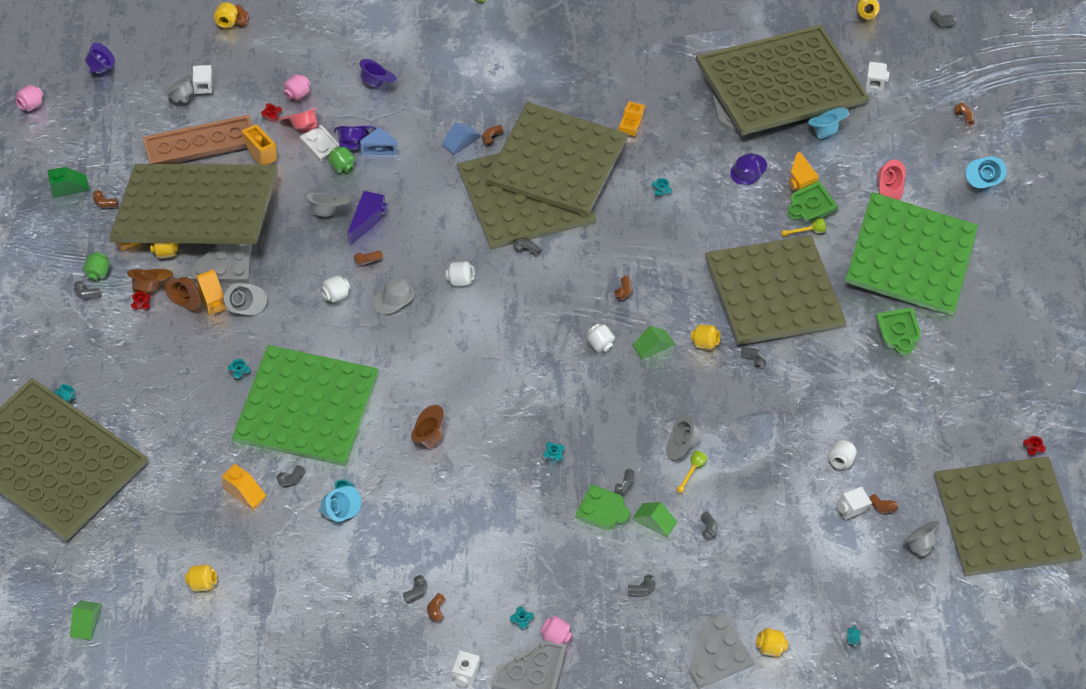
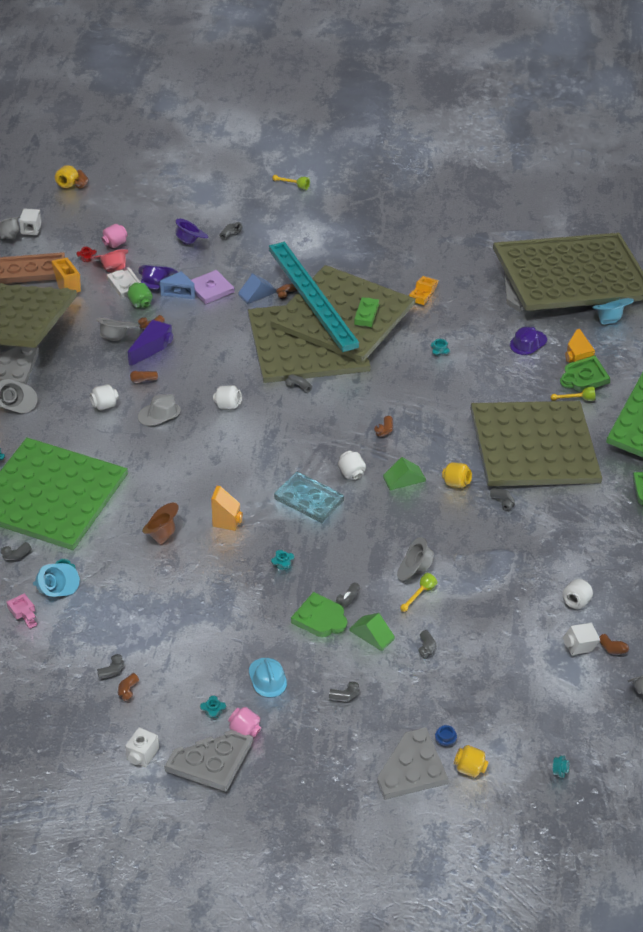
camera: 10 degrees right, 10 degrees down
(314, 537) = (23, 607): none -> bright pink plate
(355, 194) = (144, 323): none -> dark orange arm
(413, 138) = (212, 287): none -> lavender plate
(417, 63) = (231, 229): none -> dark grey arm
(488, 406) = (225, 510): none -> light orange slope
(525, 145) = (314, 297): none -> teal plate
(565, 379) = (309, 497): none -> clear light blue plate
(565, 579) = (267, 677): none -> medium azure piece
(582, 158) = (366, 312): none -> bright green plate
(744, 618) = (446, 735): none -> blue plate

